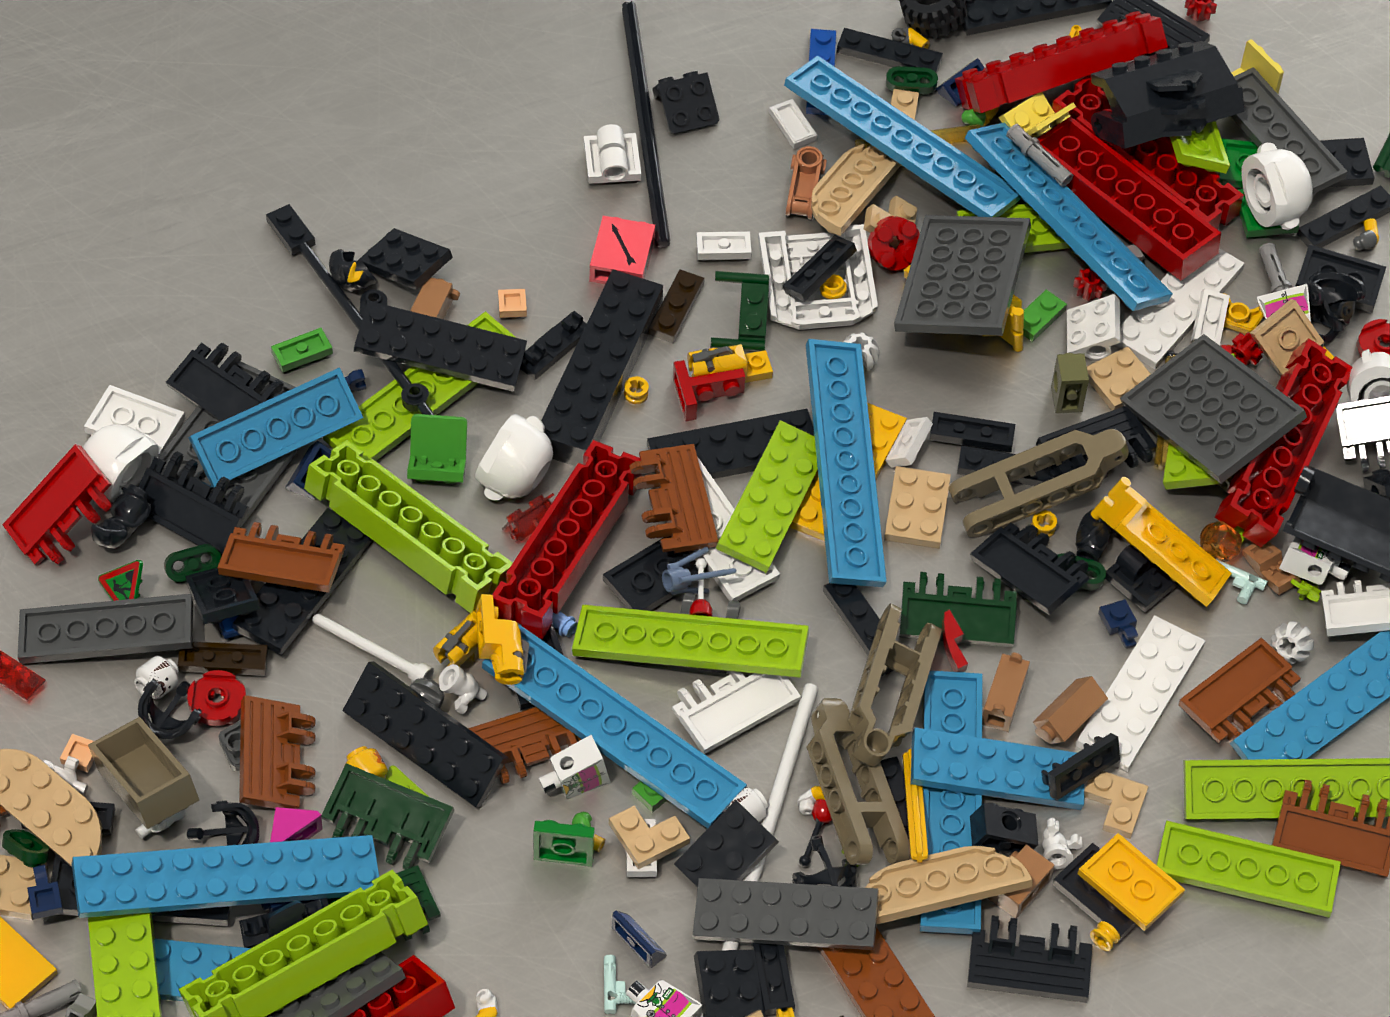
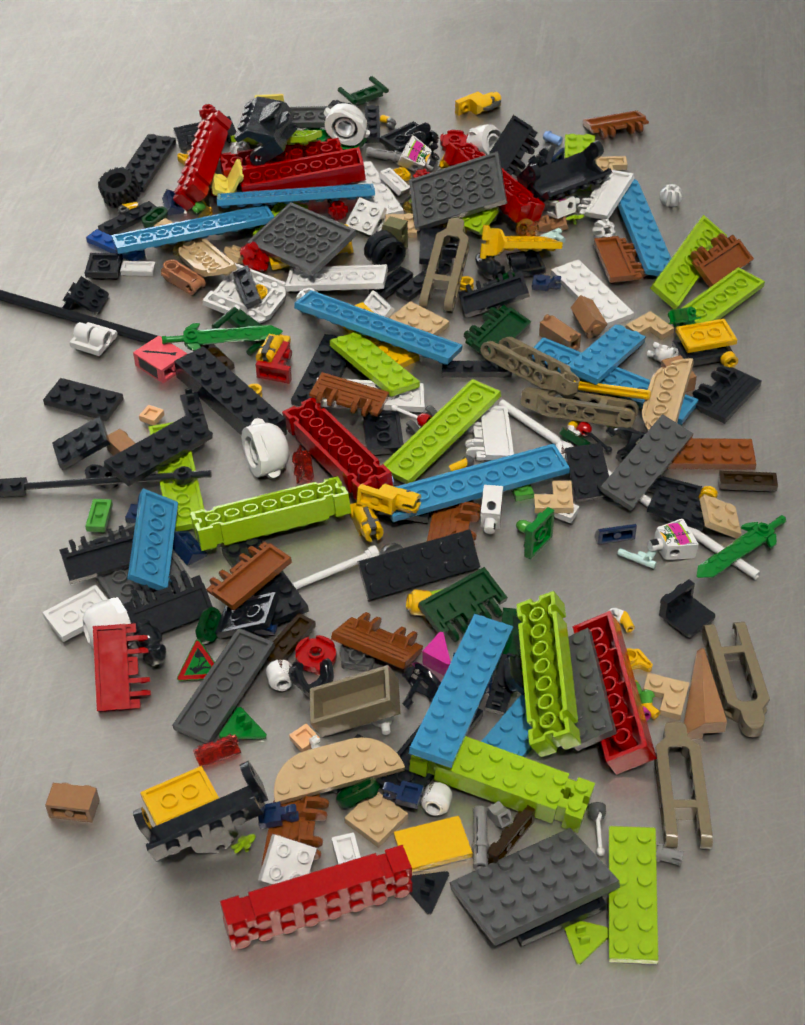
camera: 55 degrees left, 10 degrees down
(63, 681) = (242, 726): none -> green piece
(65, 934) = (436, 798): none -> white head
(348, 273) = (66, 470): black hair -> none
(437, 448) = (226, 481): bright green bracket -> none
(461, 683) = (396, 534): white piece -> none
(496, 214) = (83, 399): none -> black plate
(653, 698) = (467, 461): none -> yellow arm
(674, 265) = (194, 338): none -> green sword
(677, 578) = (400, 416): sand blue plant -> none
(723, 245) = (194, 316): white plate -> none
(763, 83) = (103, 265): none -> black plate
(789, 810) = (570, 436): none -> dark green plate
(932, 369) = (339, 278): none -> white plate
(952, 636) = (513, 331): red slope -> none
(1003, 828) = (645, 365): black brick -> none
(1021, 388) = (385, 249): none -> black wheel
(1032, 148) = (253, 186): light grey pin -> none
(1082, 766) = (630, 327): black plate -> none
(1147, 835) = (685, 315): none -> green hinge
(1283, 334) = (431, 156): tan plate -> none

